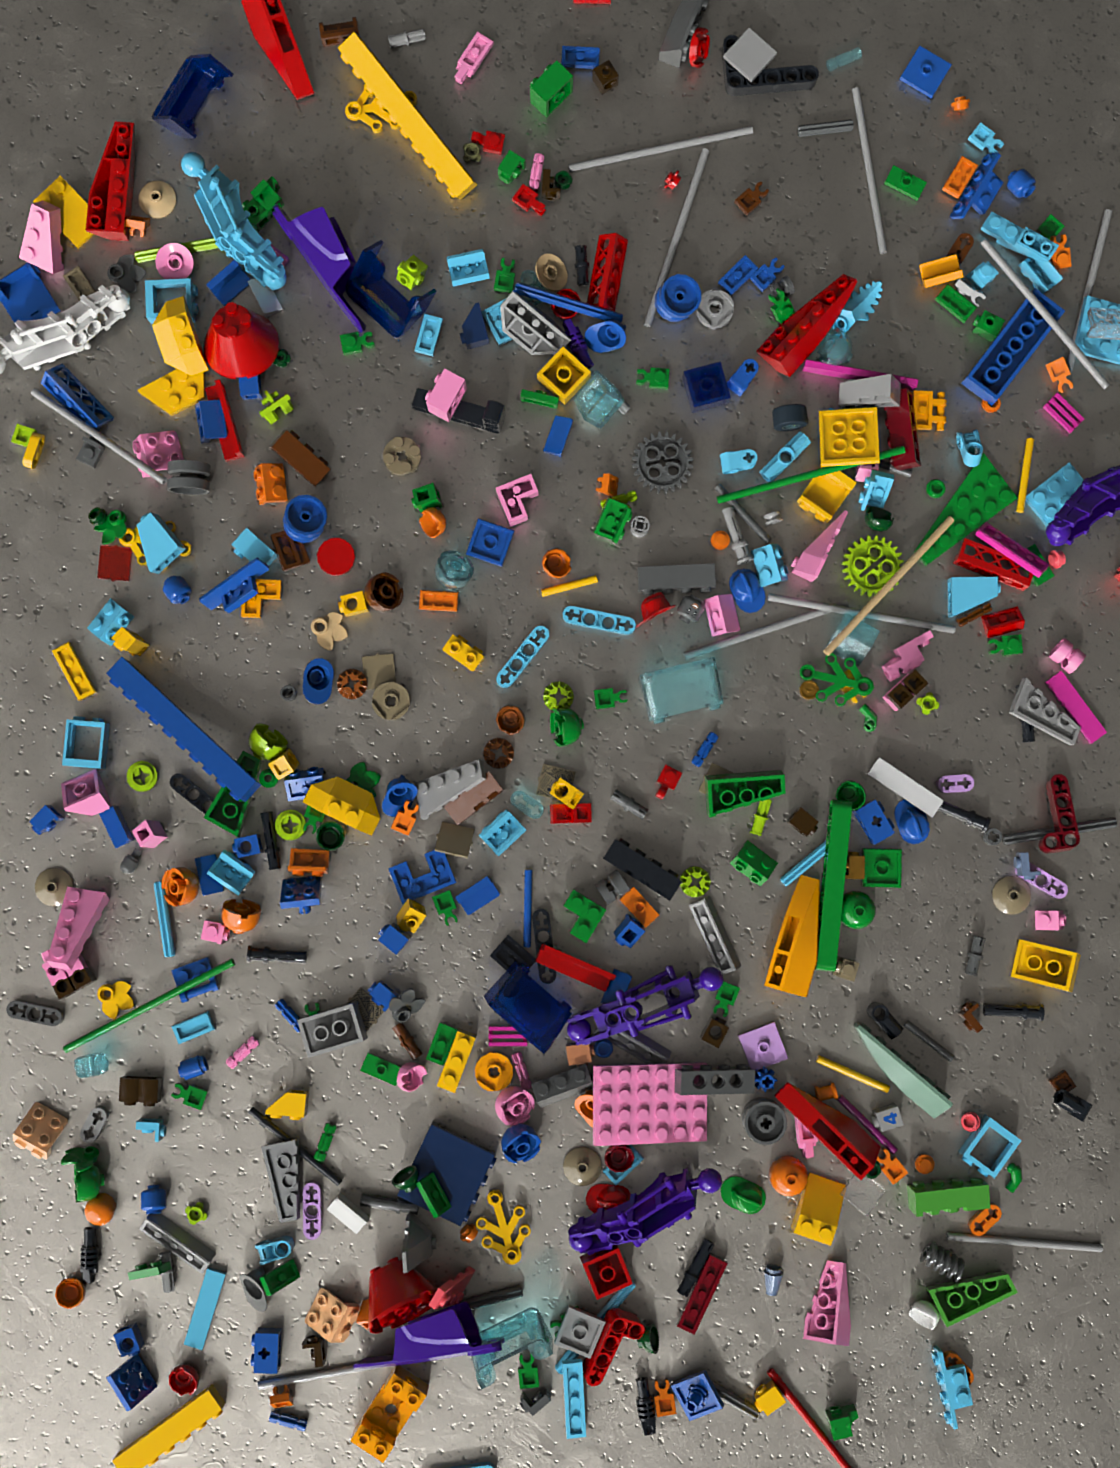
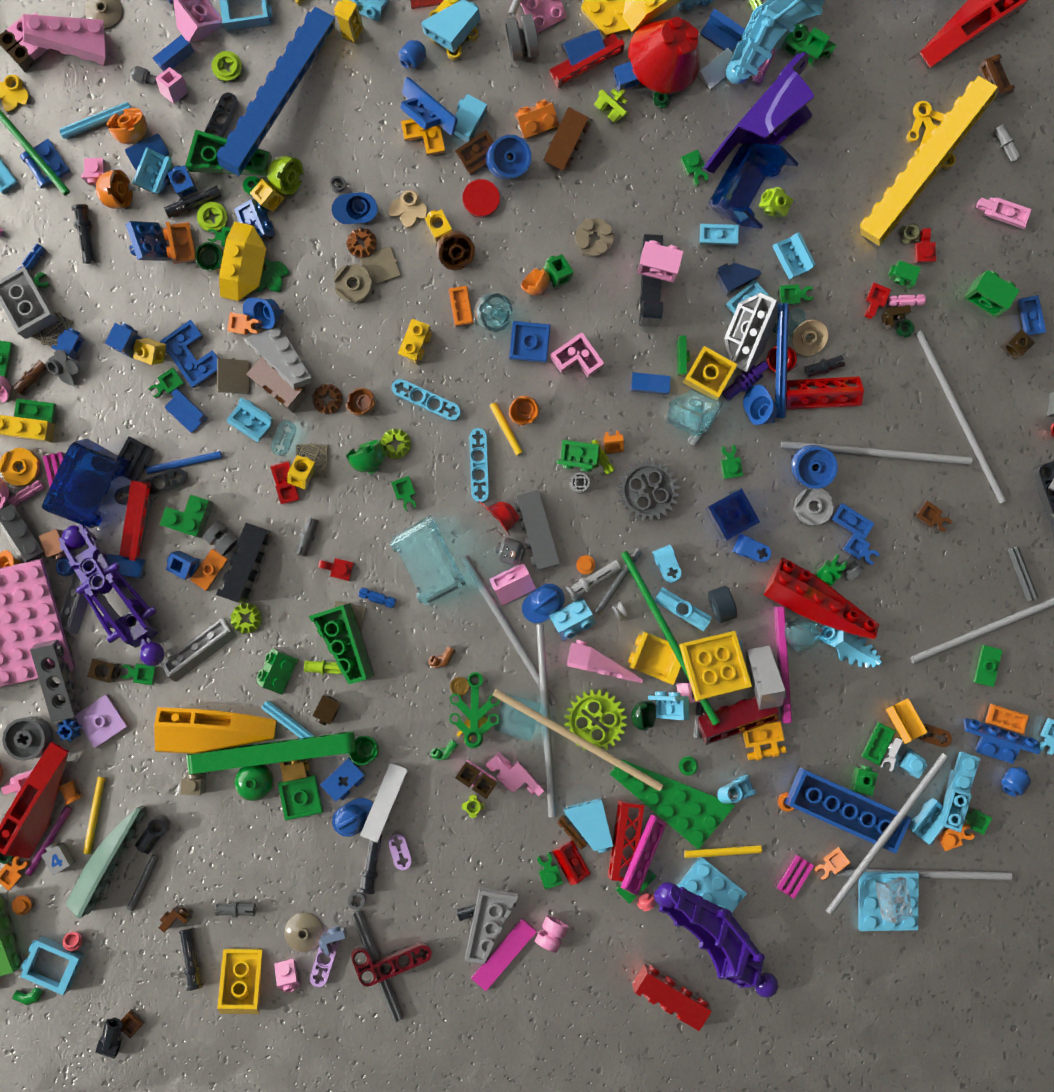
camera: 80 degrees right, 0 degrees up
(672, 180) = (931, 434): red plate -> none
(780, 700) = (441, 660): none -> dark orange arm

